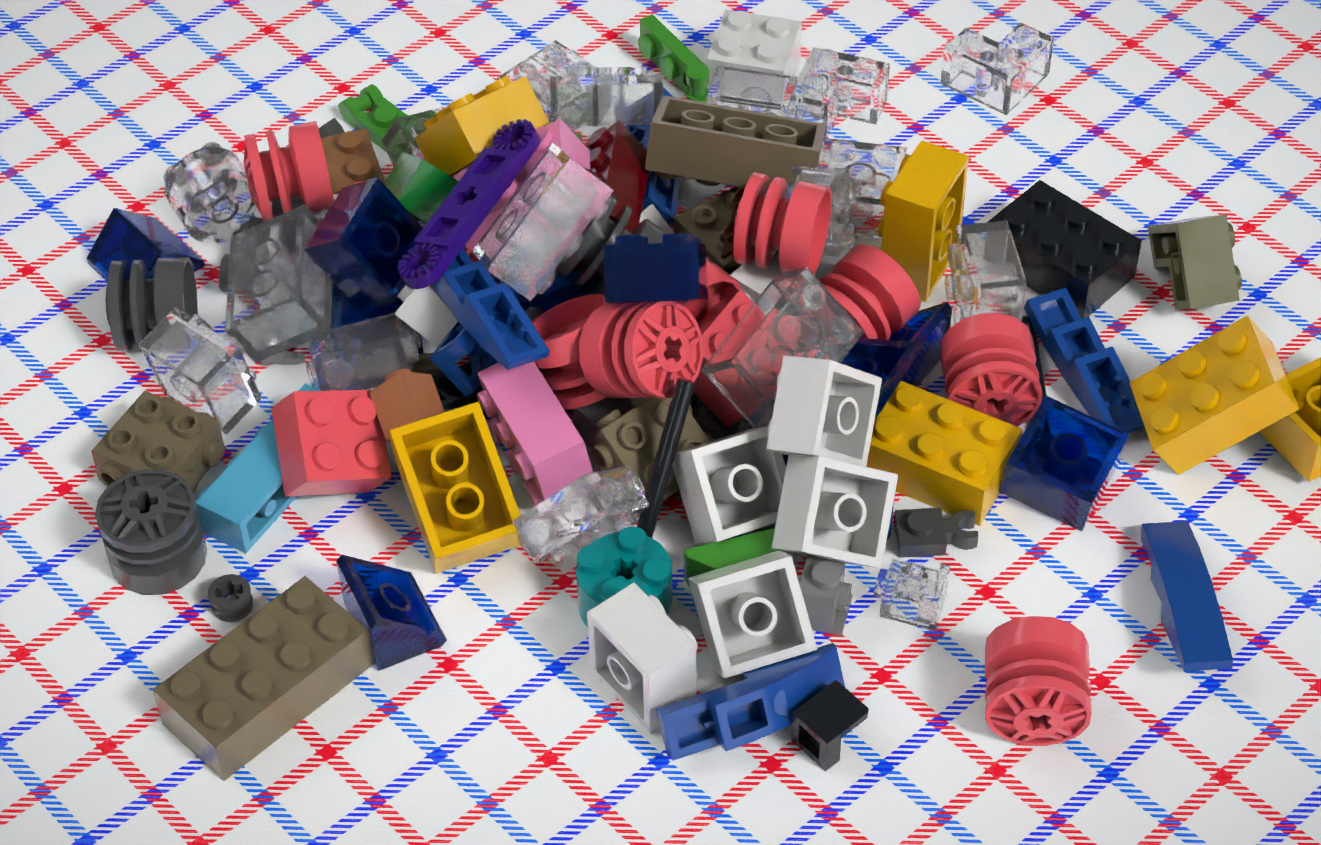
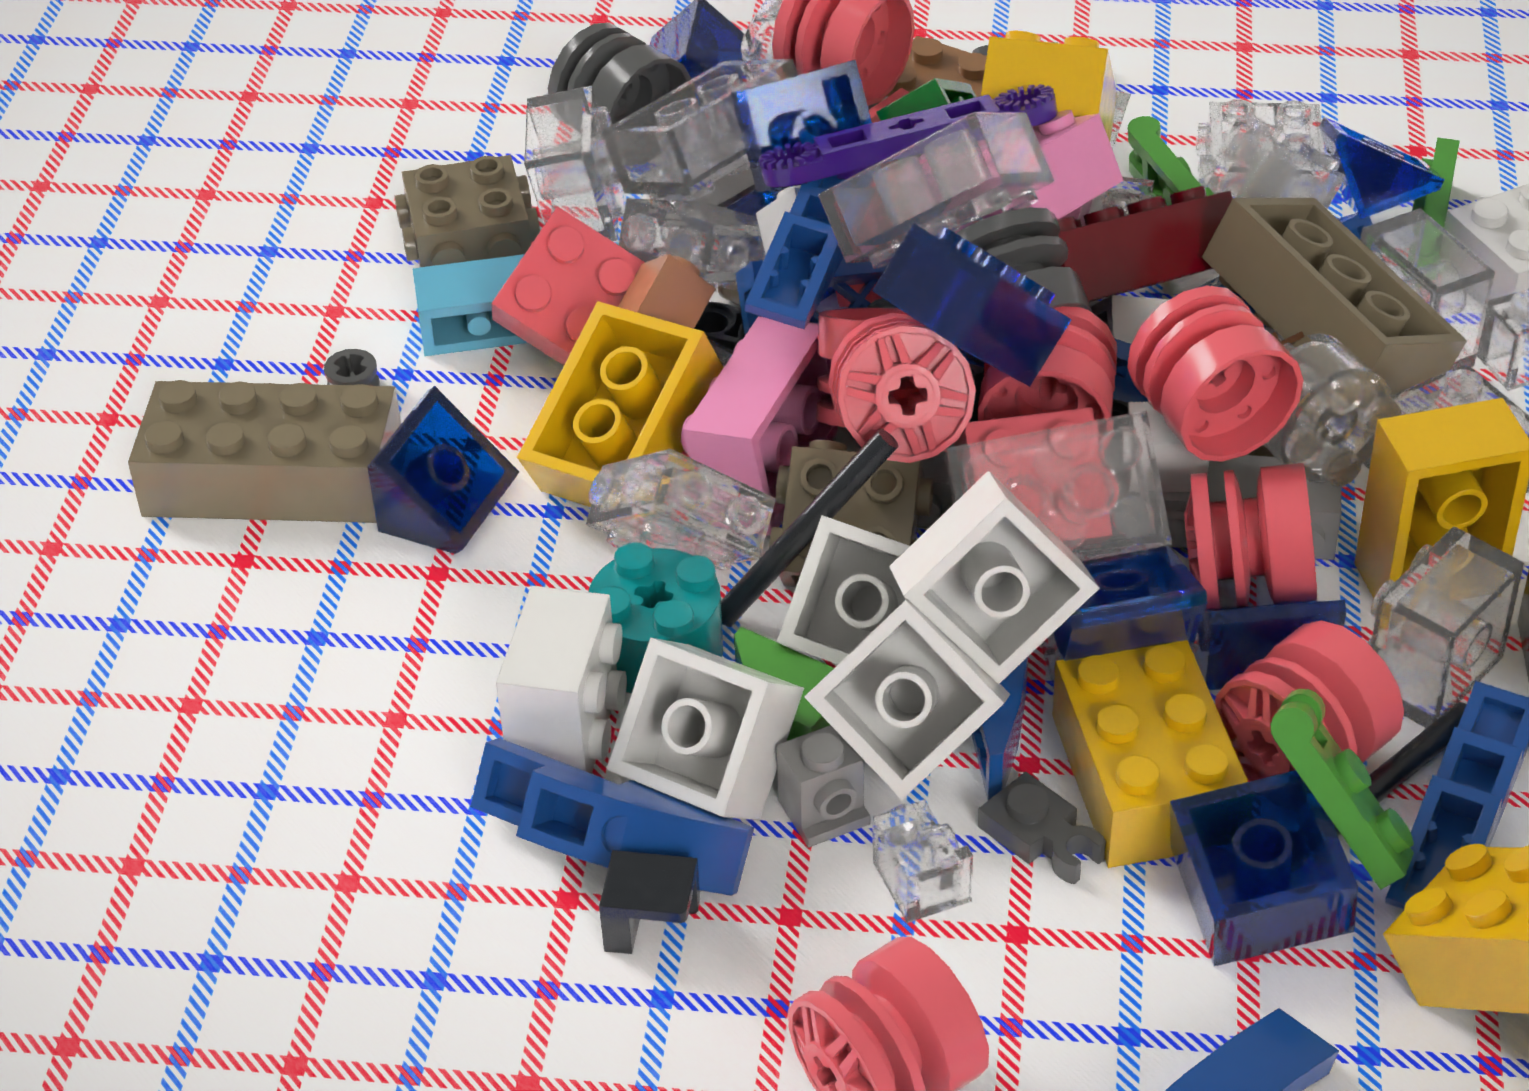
camera: 50 degrees right, 5 degrees down
(151, 531) = (352, 269): dark grey wheel -> none
(660, 56) = (1374, 172): none -> clear blue slope
(1067, 390) = (1341, 788): none -> bright green plate

